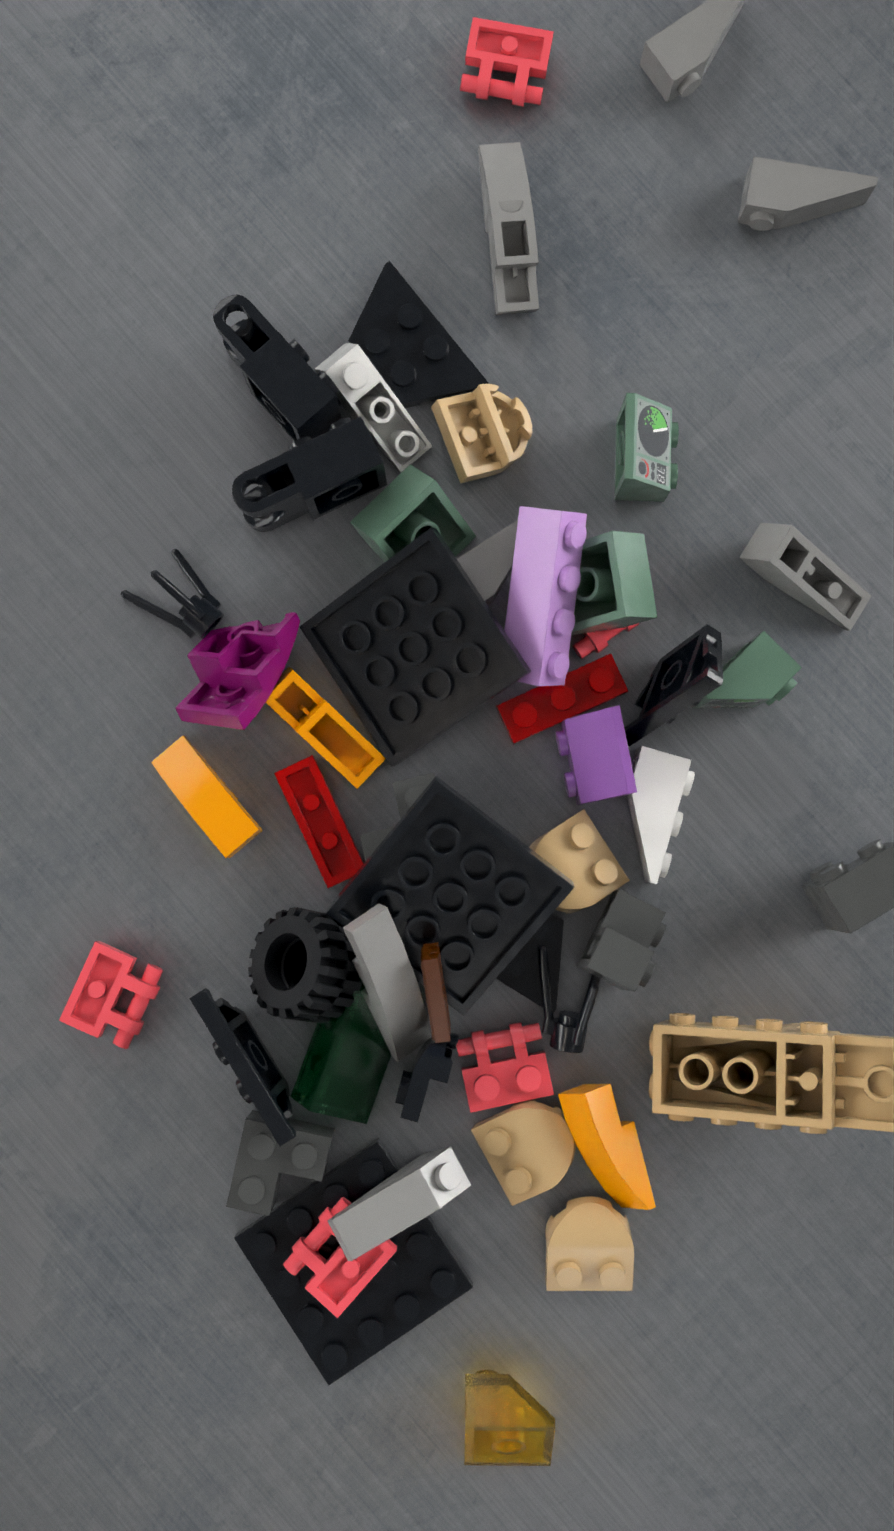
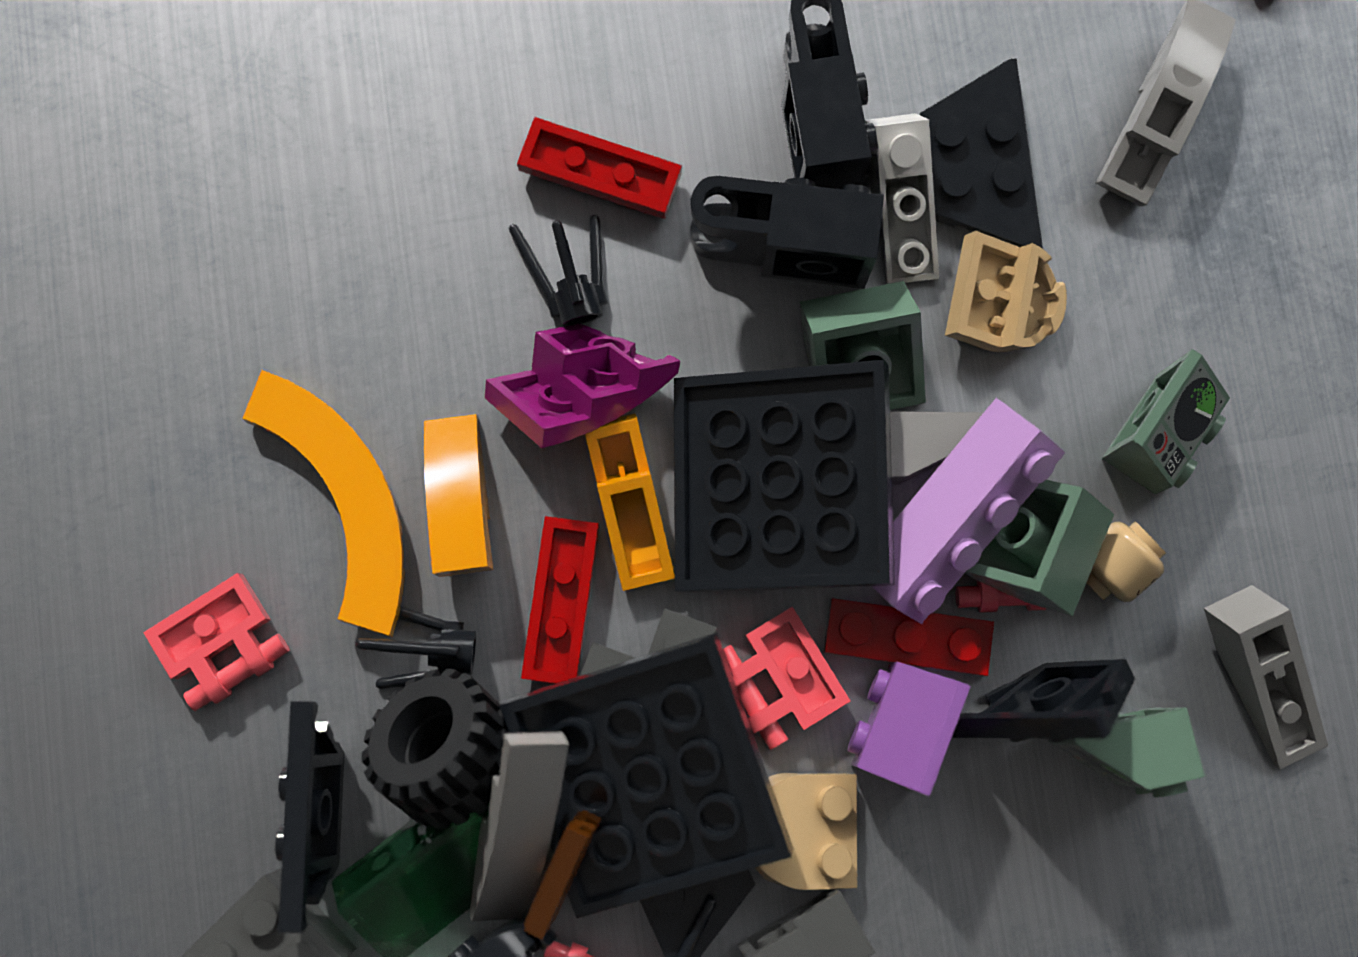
camera: 35 degrees right, 5 degrees down
(137, 835) = (358, 488): none -> light orange tile
(155, 515) = (599, 167): none -> red plate
(269, 900) = (447, 650): none -> black plant
(504, 767) = (797, 671): none -> coral plate
(654, 807) = (937, 825): white slope -> none
(671, 560) = (1126, 563): none -> tan head

